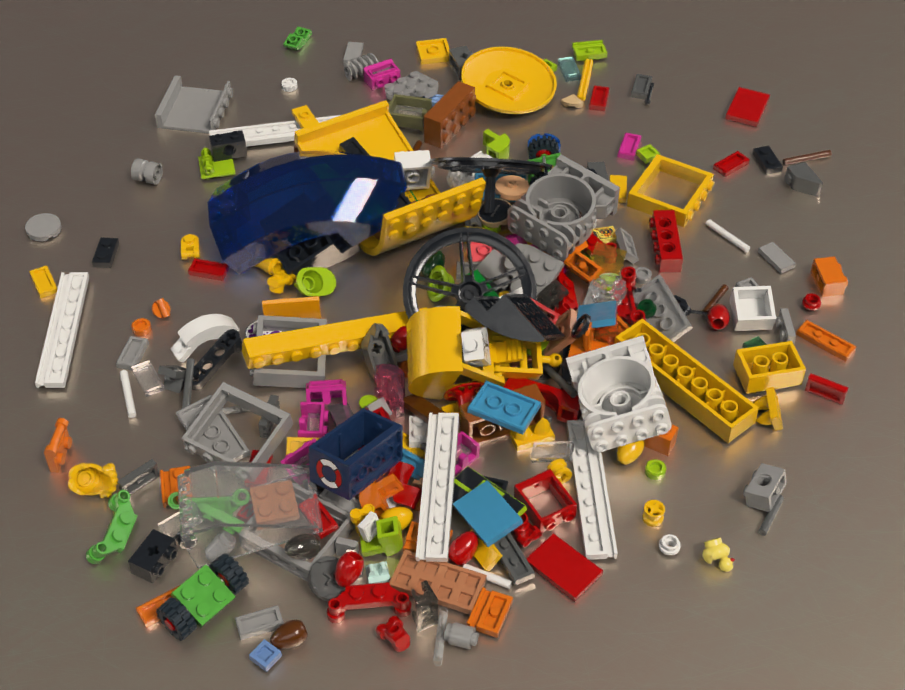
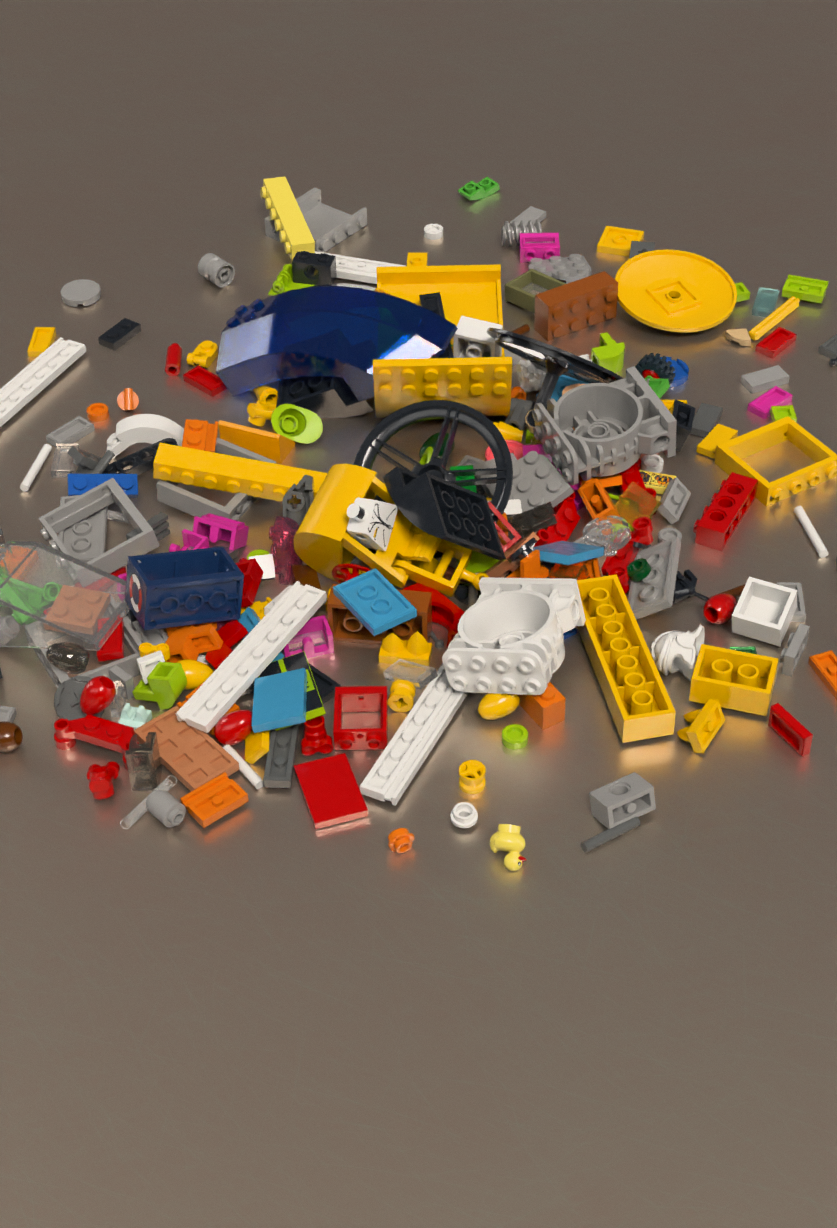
camera: 30 degrees right, 5 degrees down
(170, 260) = (173, 360): none -> red cylinder
(178, 109) = (287, 216): none -> light yellow brick
(199, 389) = (81, 483): none -> blue plate
(259, 320) = (200, 435): none -> orange plate
(613, 129) = (764, 379): none -> light grey tile
(643, 583) = (400, 840): none -> orange plate
(722, 359) = (677, 651): none -> white helmet

